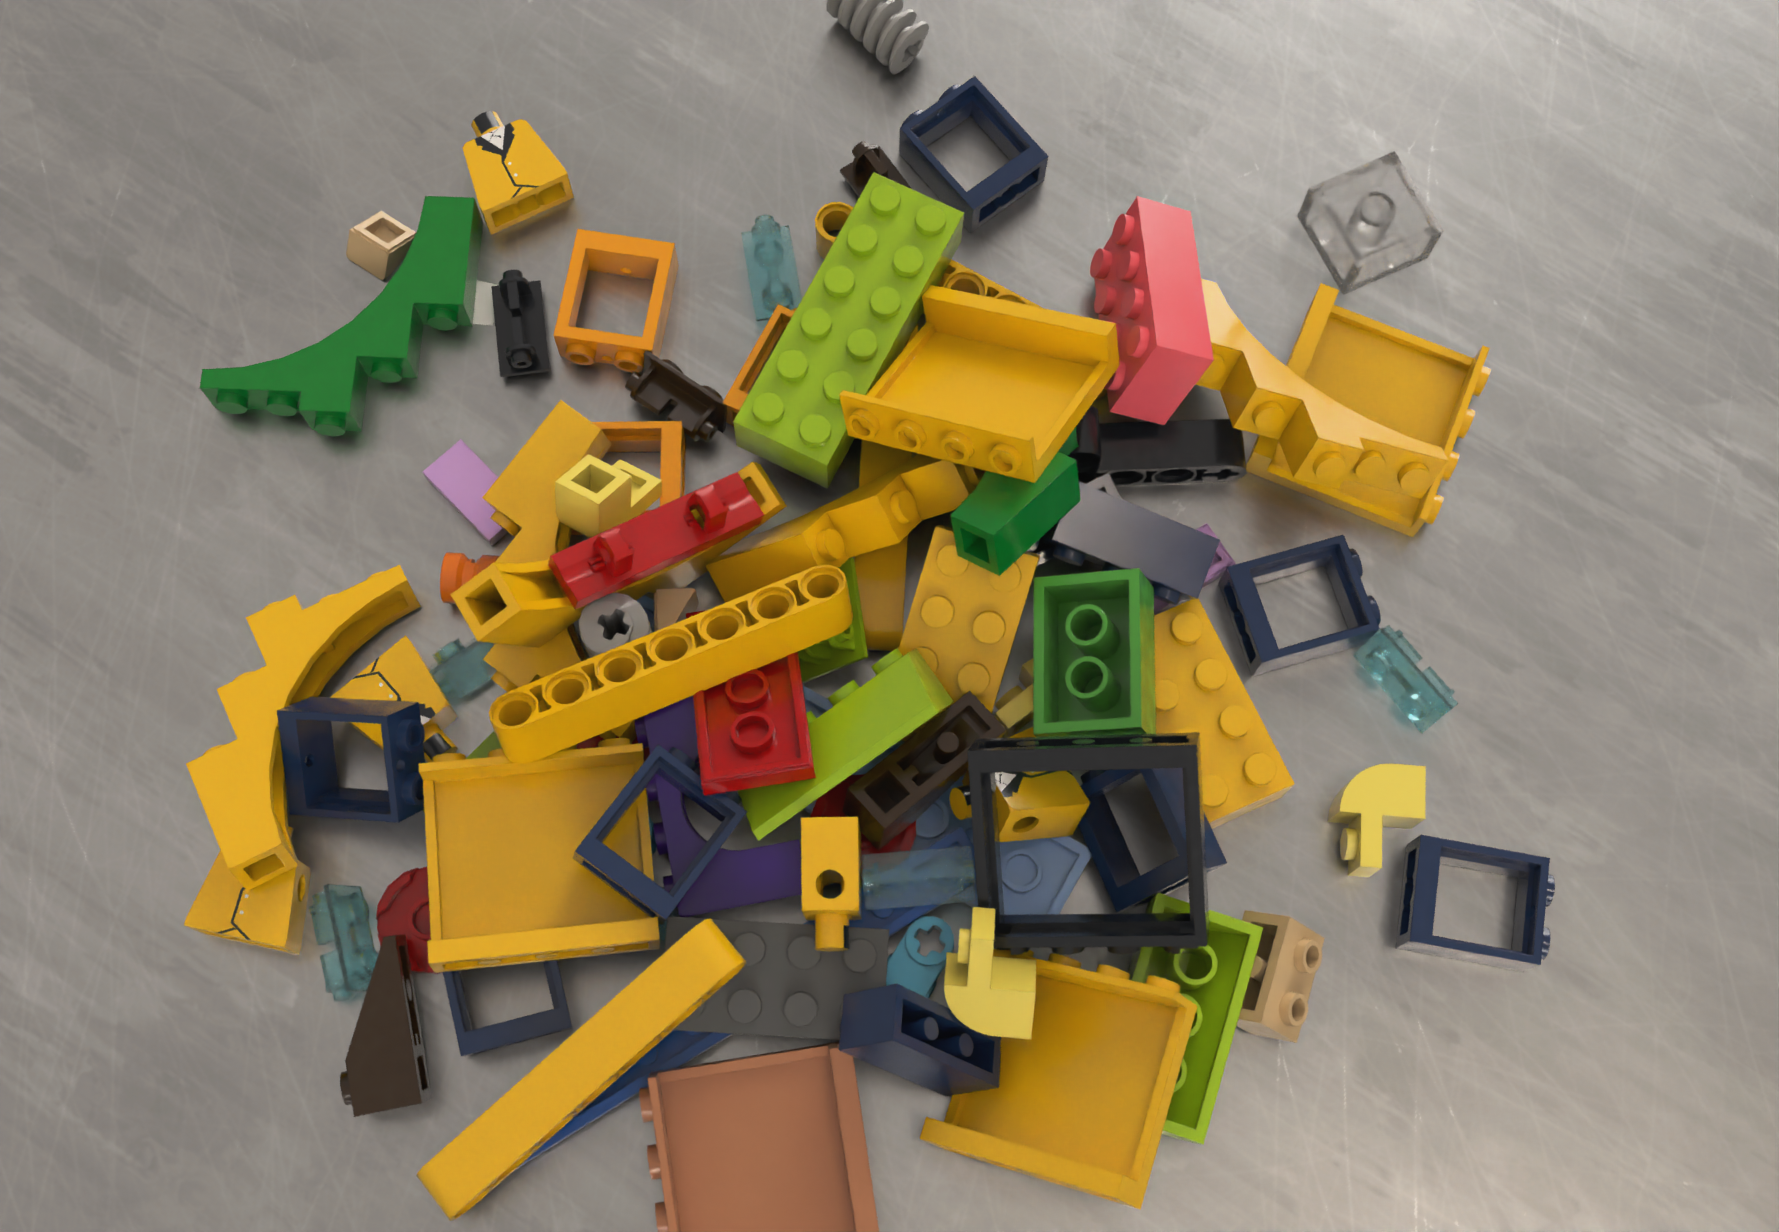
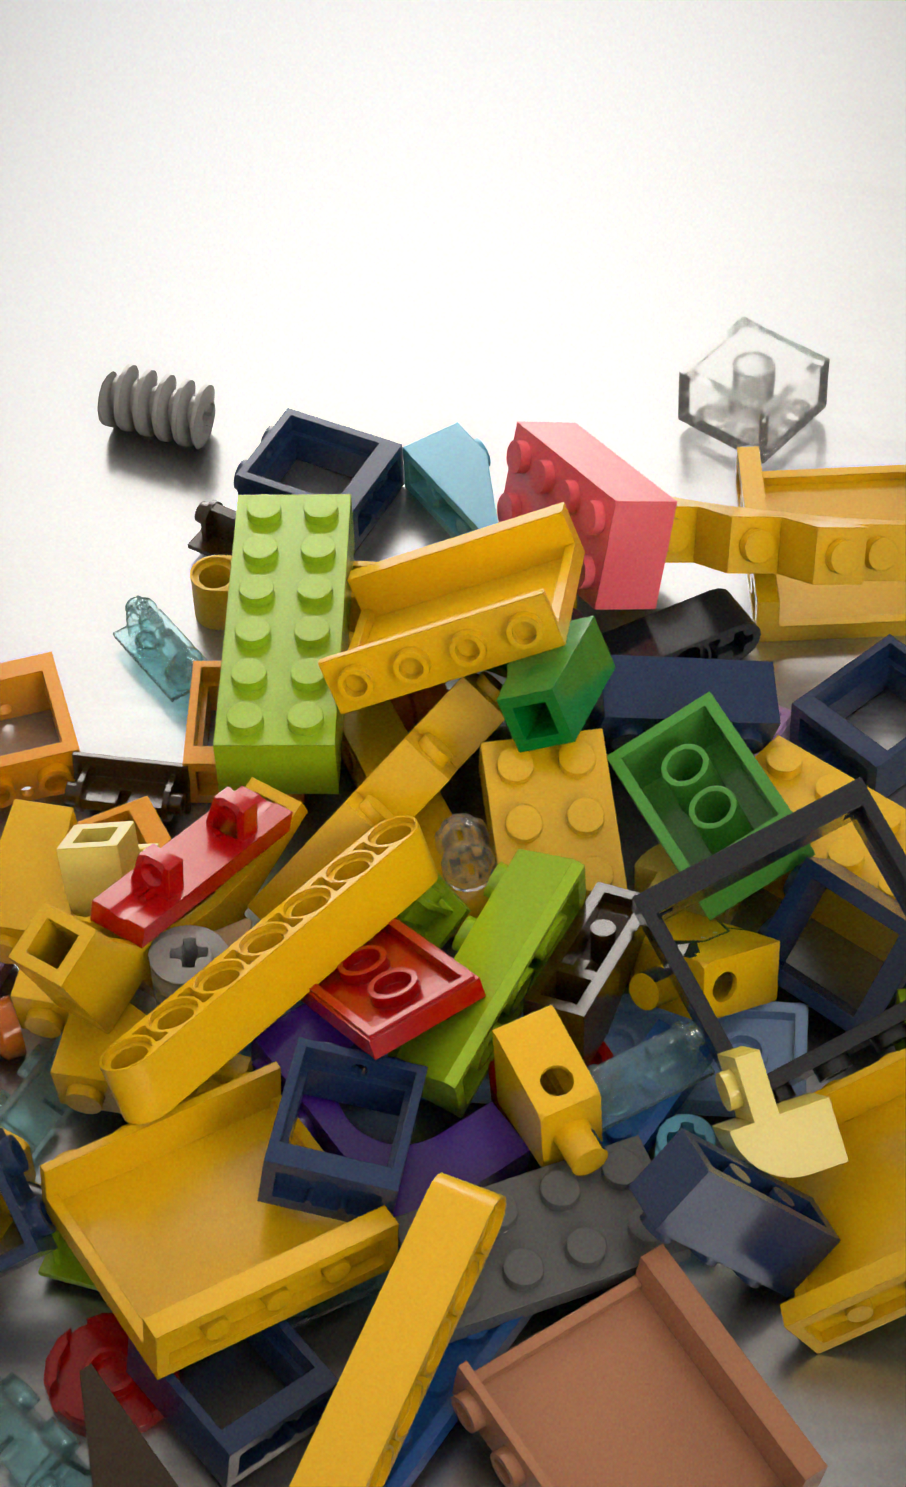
camera: 20 degrees left, 25 degrees down
(889, 602) = (458, 854): none -> clear bush
(1078, 206) = (451, 479): none -> medium azure slope

